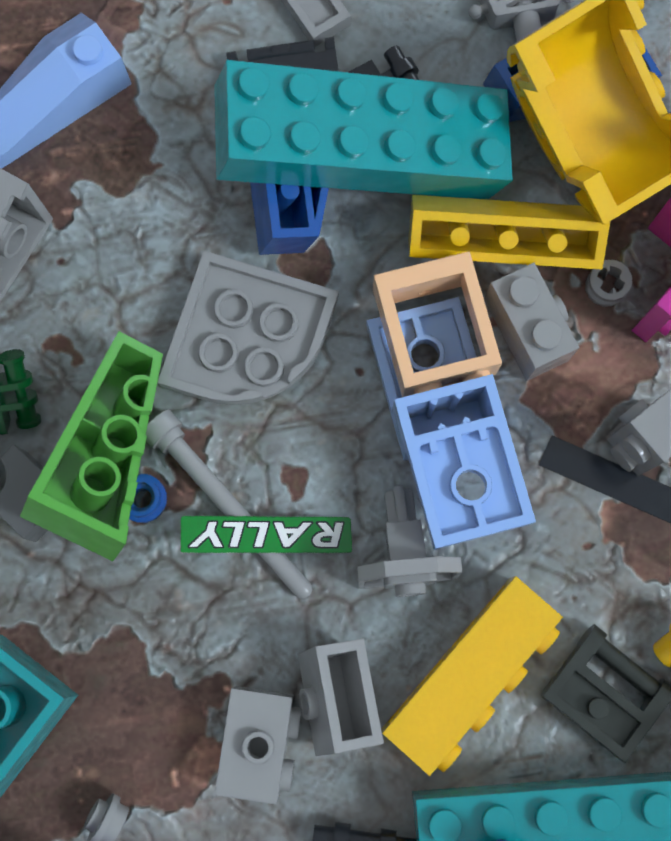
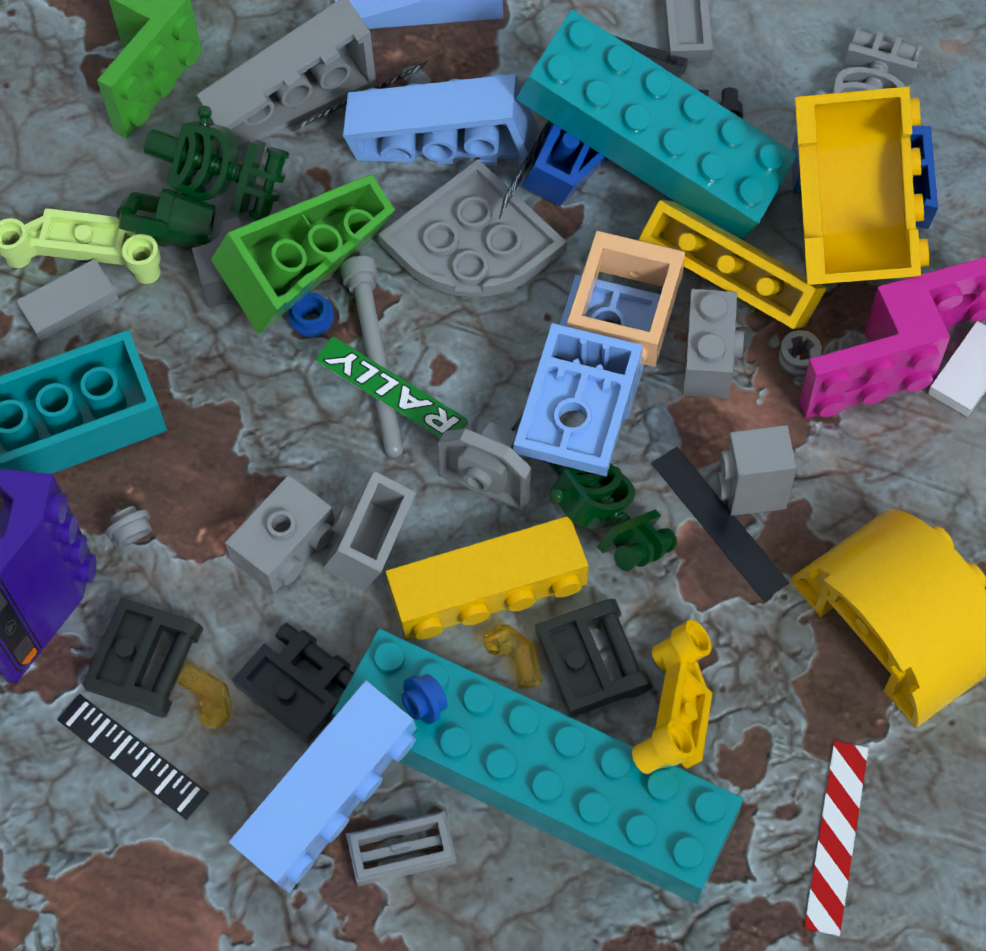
camera: 30 degrees right, 15 degrees down
(47, 243) = (343, 104): none -> black sticker
(144, 231) = (441, 122): none -> light blue wedge
(256, 241) = (524, 167): none -> black sticker
(534, 723) = (519, 649): none -> clear yellow arm
(582, 557) = (601, 501): none -> dark green torso

